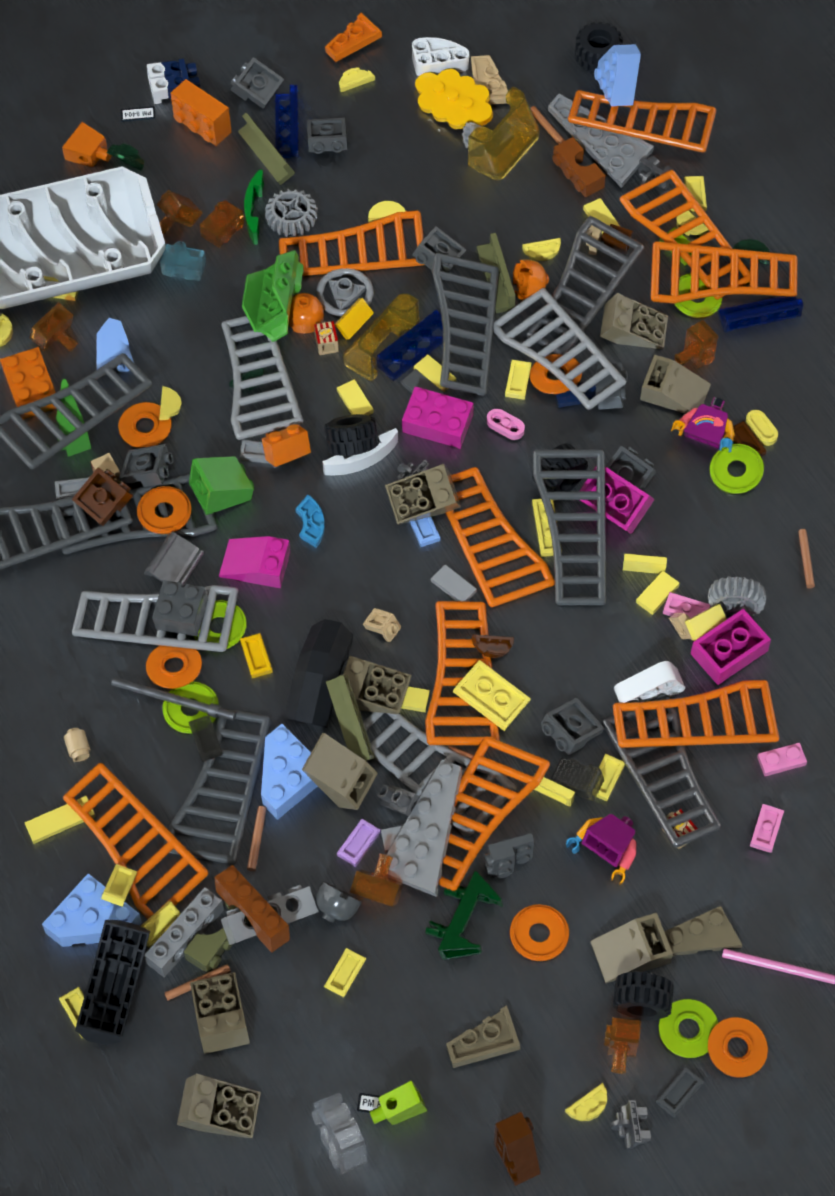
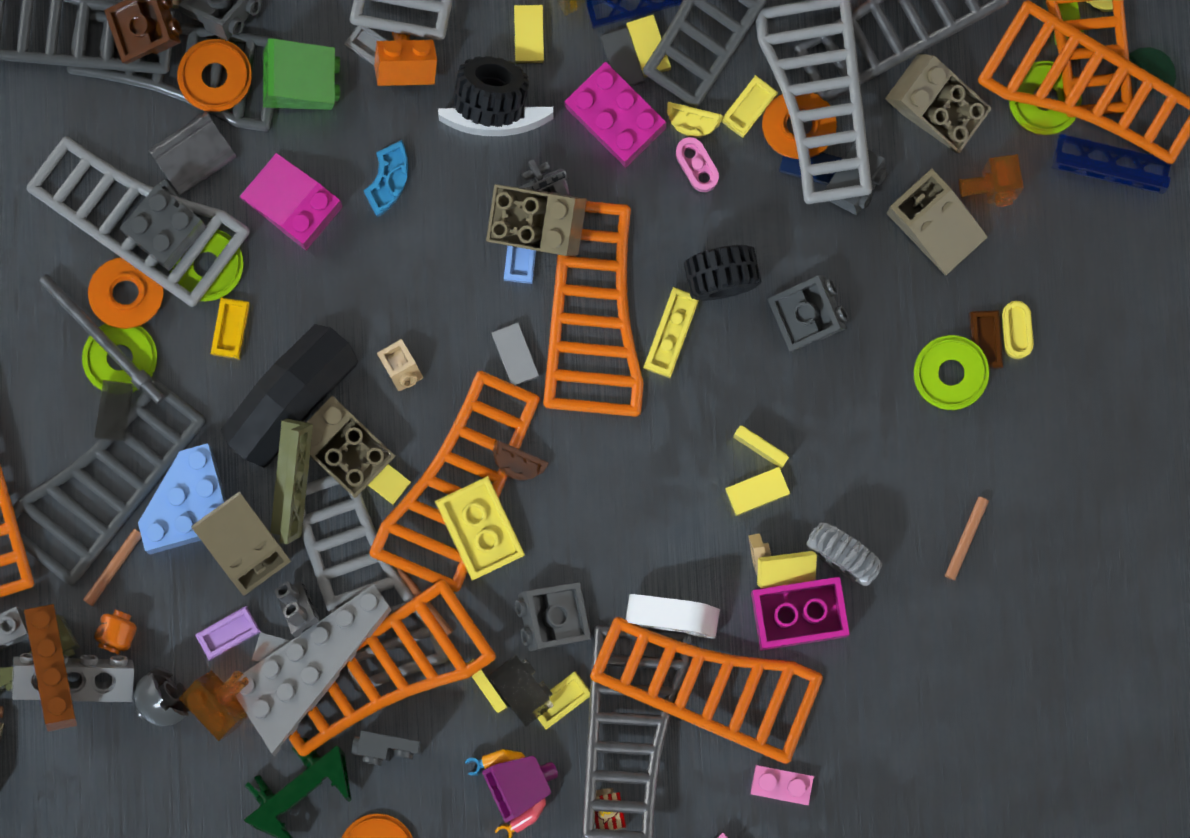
camera: 25 degrees right, 20 degrees up
(281, 876) = (115, 632): none -> orange head
(345, 972) = (129, 786): light yellow tile -> none
(488, 401) = (692, 121): none -> light yellow tile
(599, 516) = (673, 337): dark grey bar -> none
(623, 501) = (770, 343): dark pink brick -> none
(680, 604) = (777, 531): bright pink plate -> none
(707, 425) = (946, 299): torso -> none

